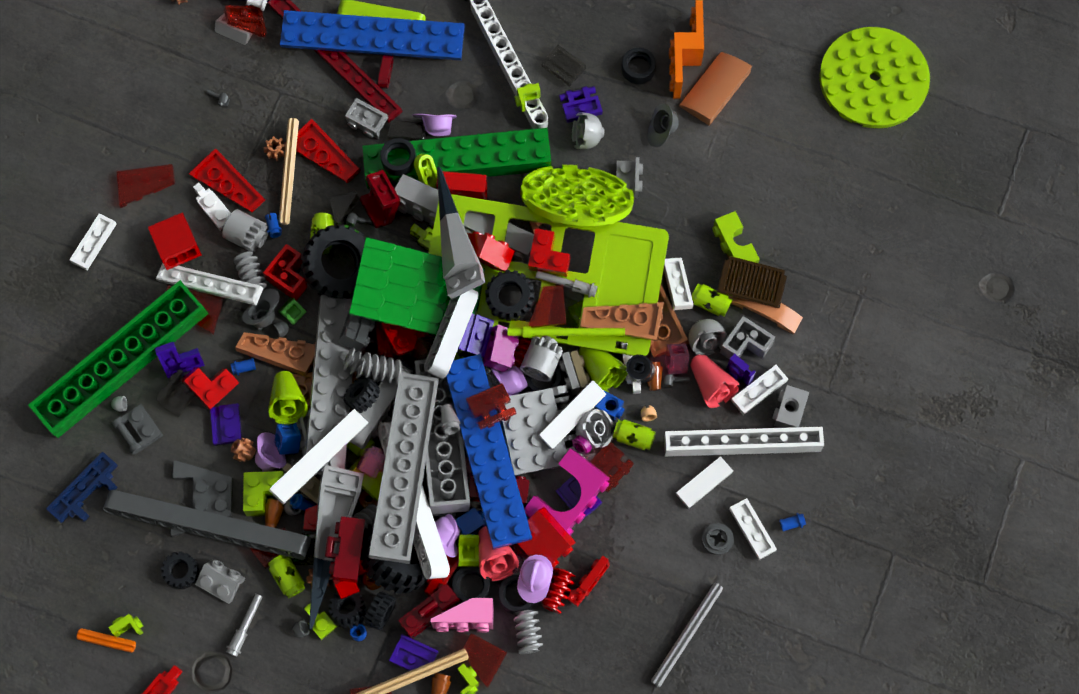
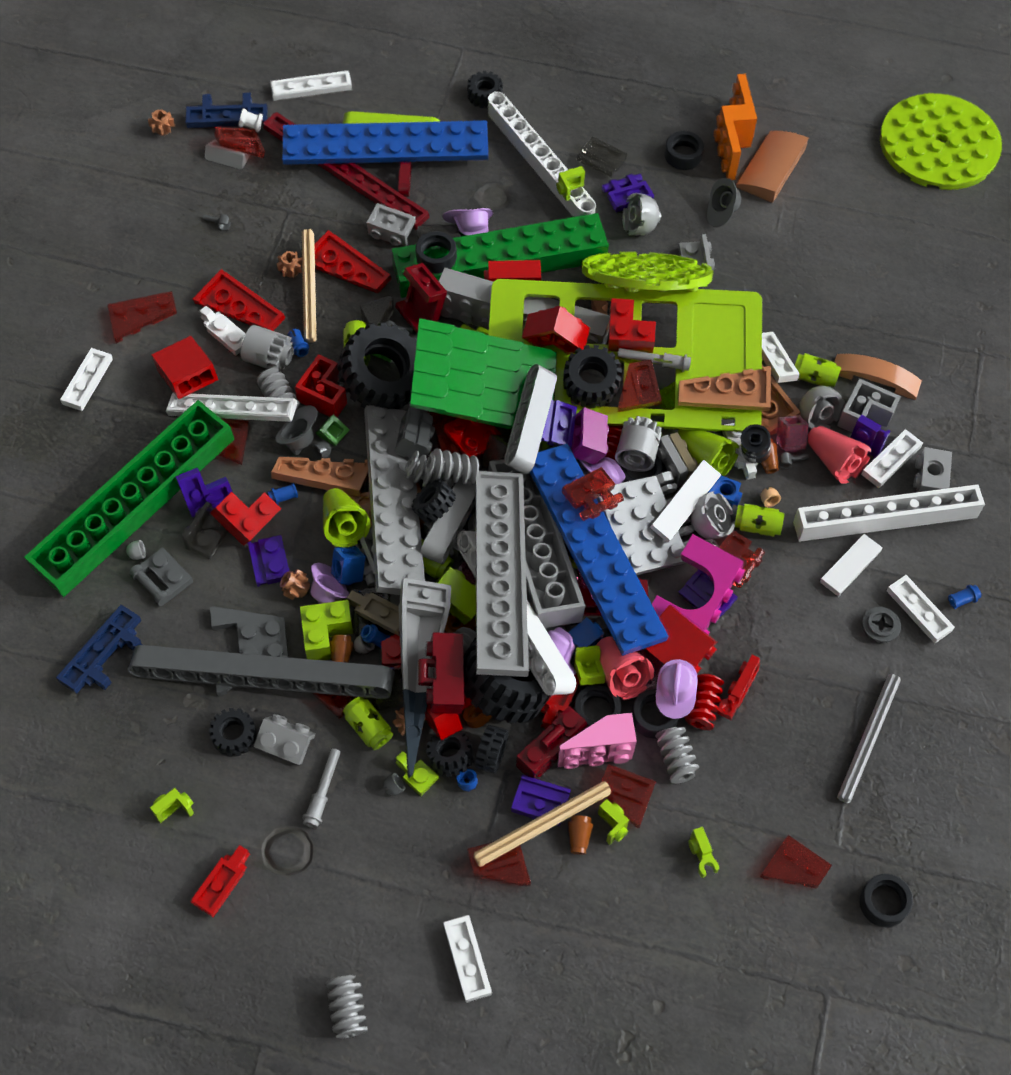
camera: 10 degrees left, 10 degrees down
(106, 640) = (148, 827): orange axle -> none
(318, 456) = (392, 571): white tile -> none
(371, 462) = (459, 571): clear pink brick -> none
(426, 169) = (470, 260): lime plate -> none
(449, 420) = (544, 517): light grey cone -> none
(459, 260) = (530, 337): light grey plate -> none
(527, 331) = (620, 411): lime bar -> none
(582, 445) = (703, 531): magenta tile -> none
(726, 229) = (838, 324): lime arch -> none
(752, 281) = (860, 345): dark brown window -> none

